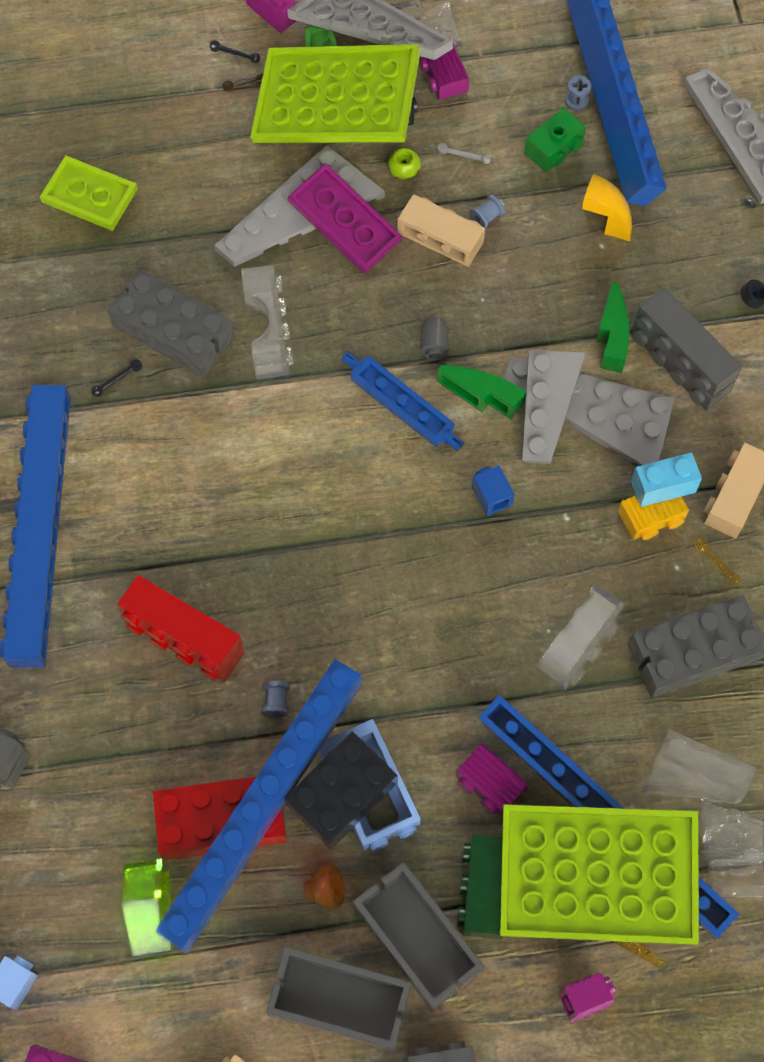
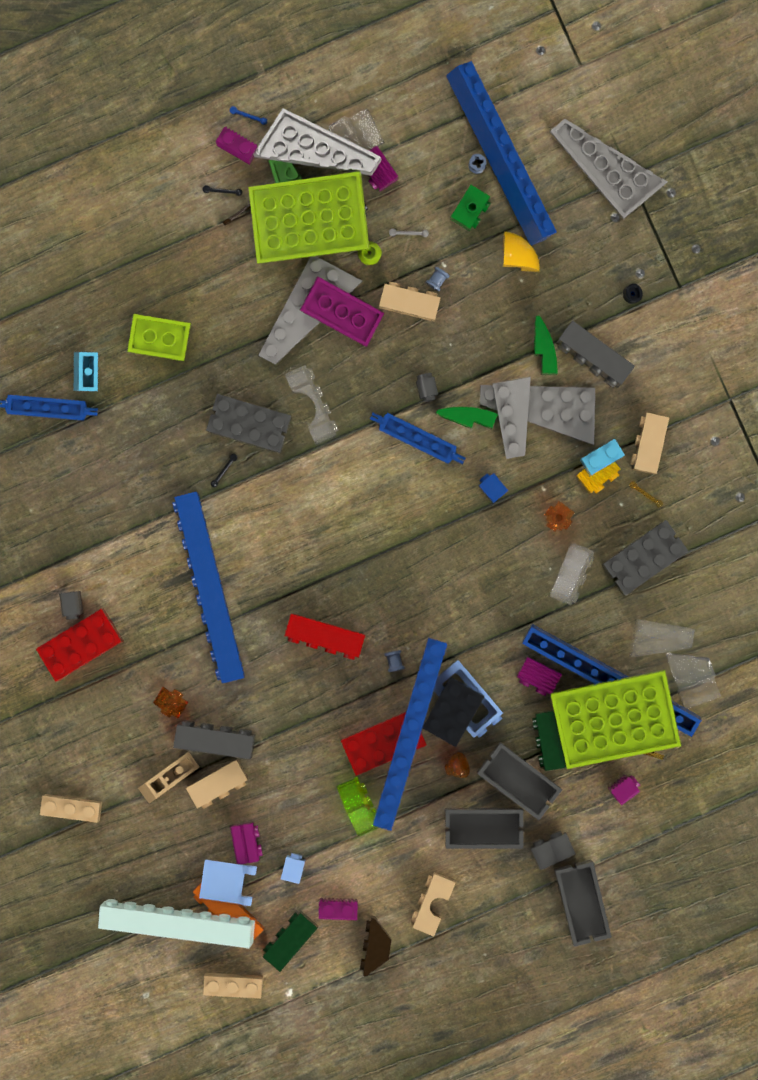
camera: 15 degrees left, 20 degrees up
(580, 554) = (565, 513): none -> clear orange brick

